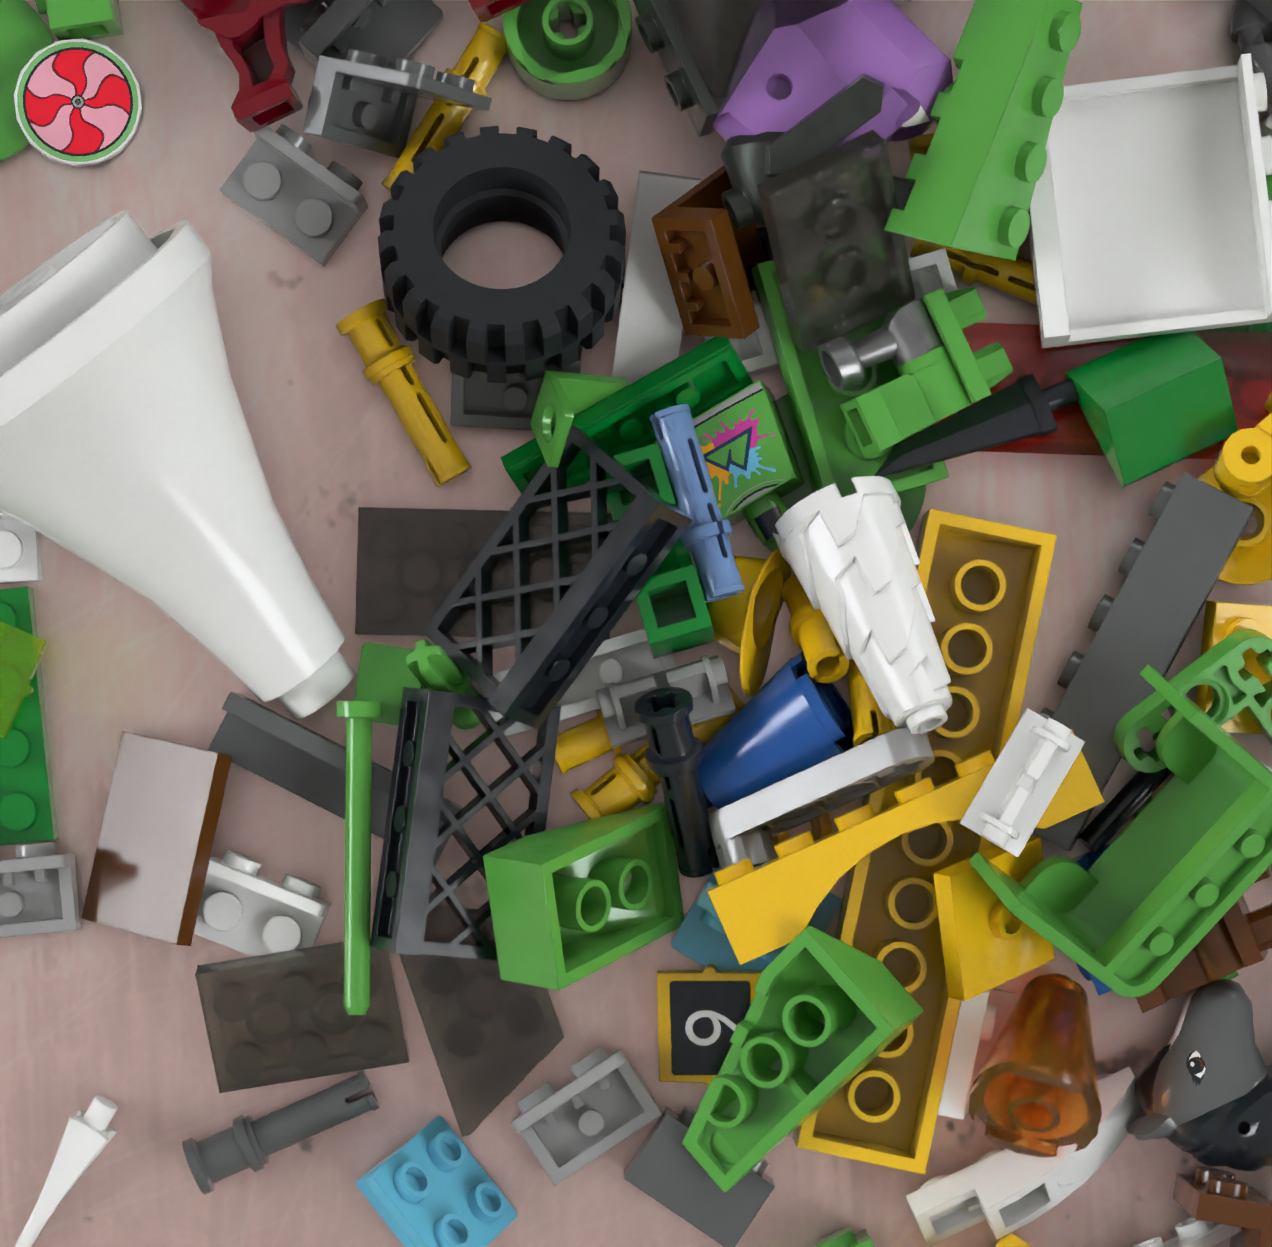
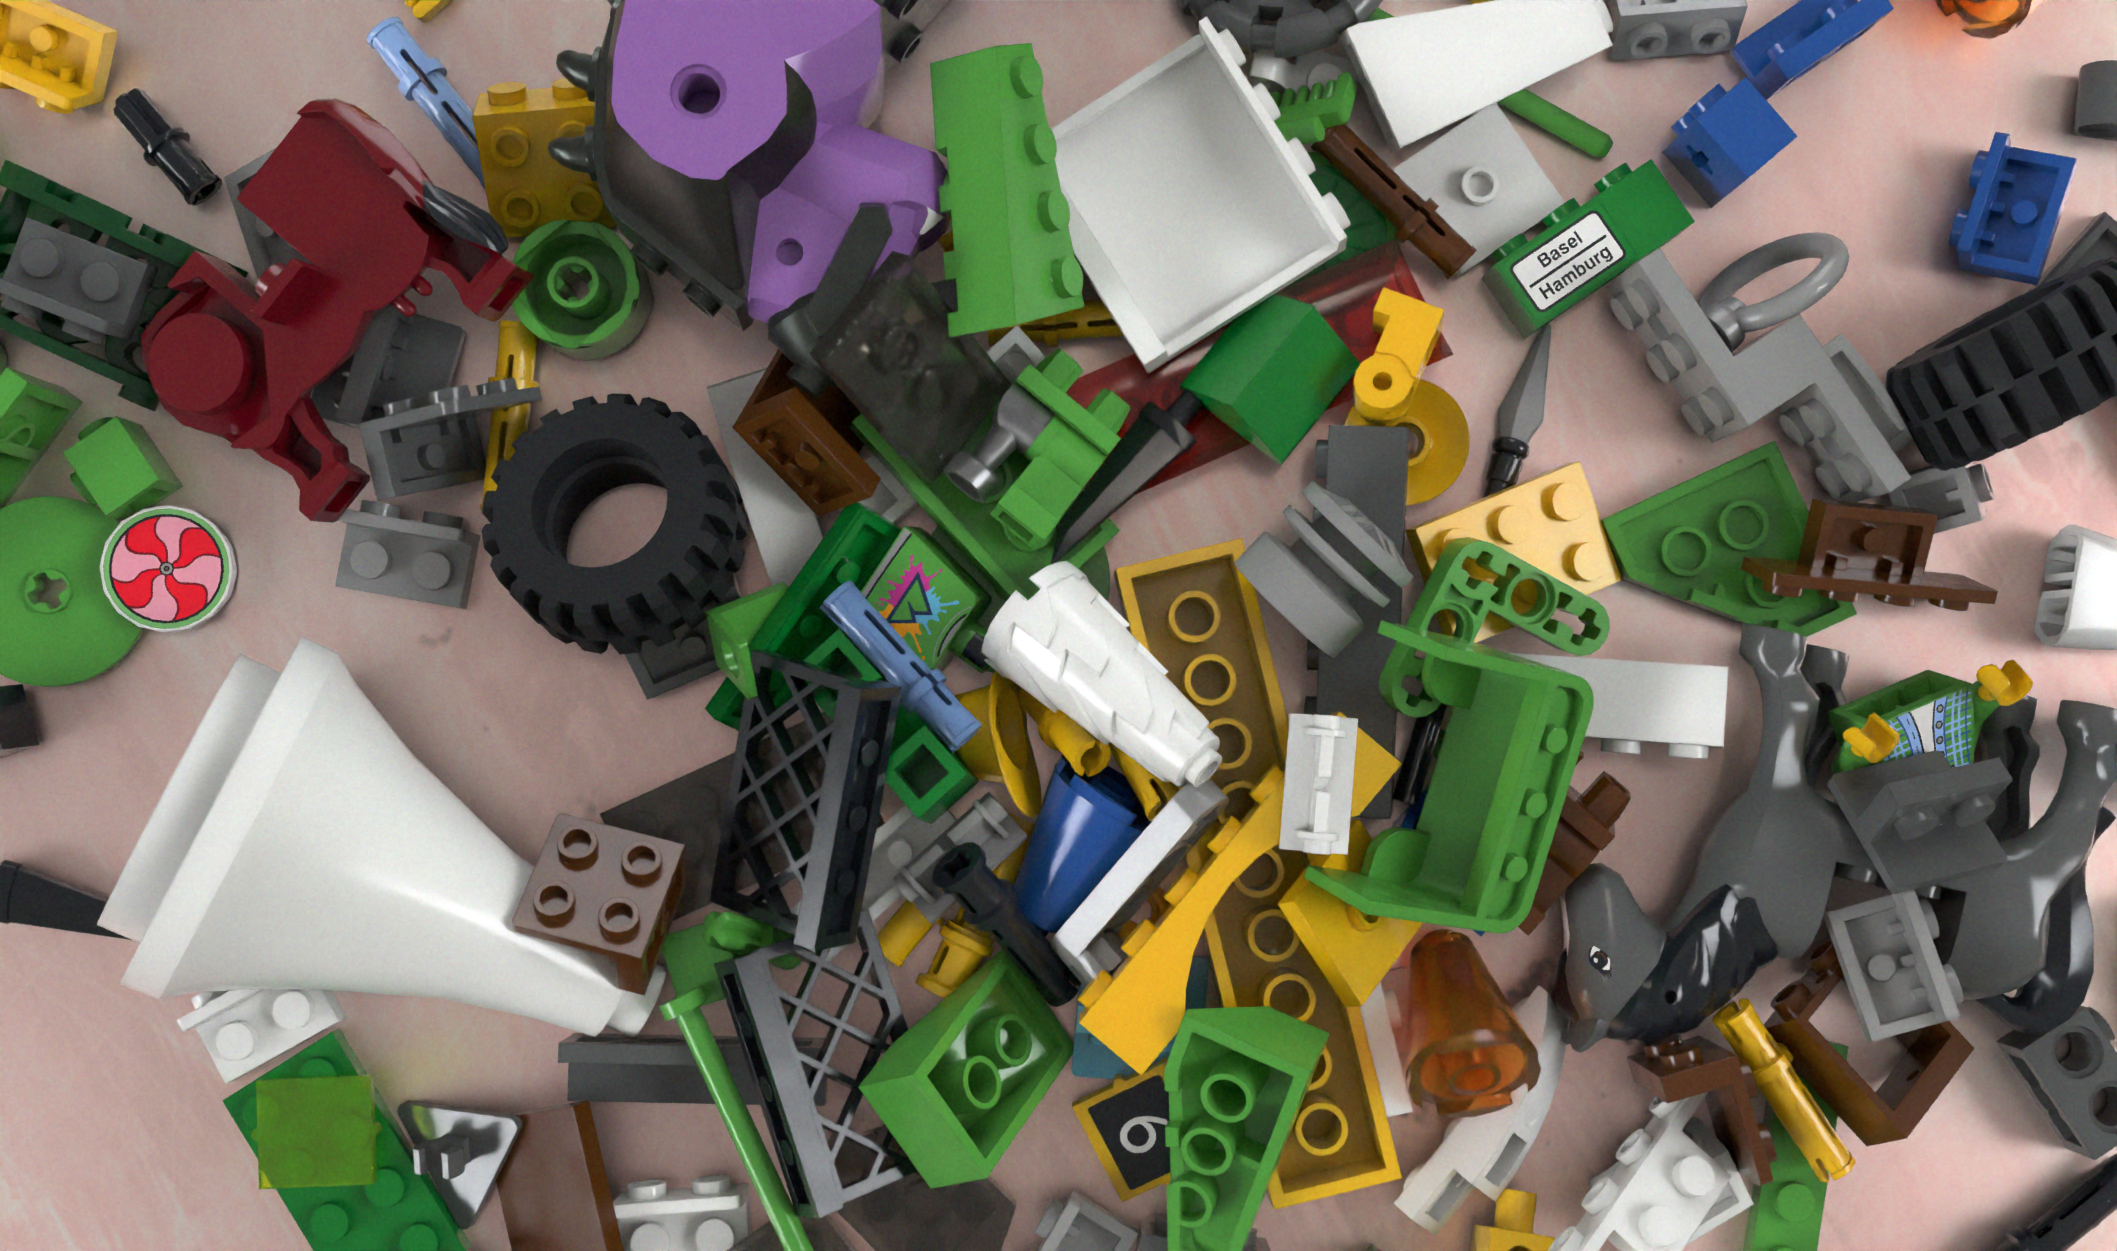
camera: 25 degrees left, 0 degrees up
(91, 749) = (460, 1151): none -> dark grey piece
(339, 577) = (605, 894): none -> bracket
(392, 368) = (568, 672): yellow pin -> none
(1119, 596) = (1324, 569): none -> light grey wheel

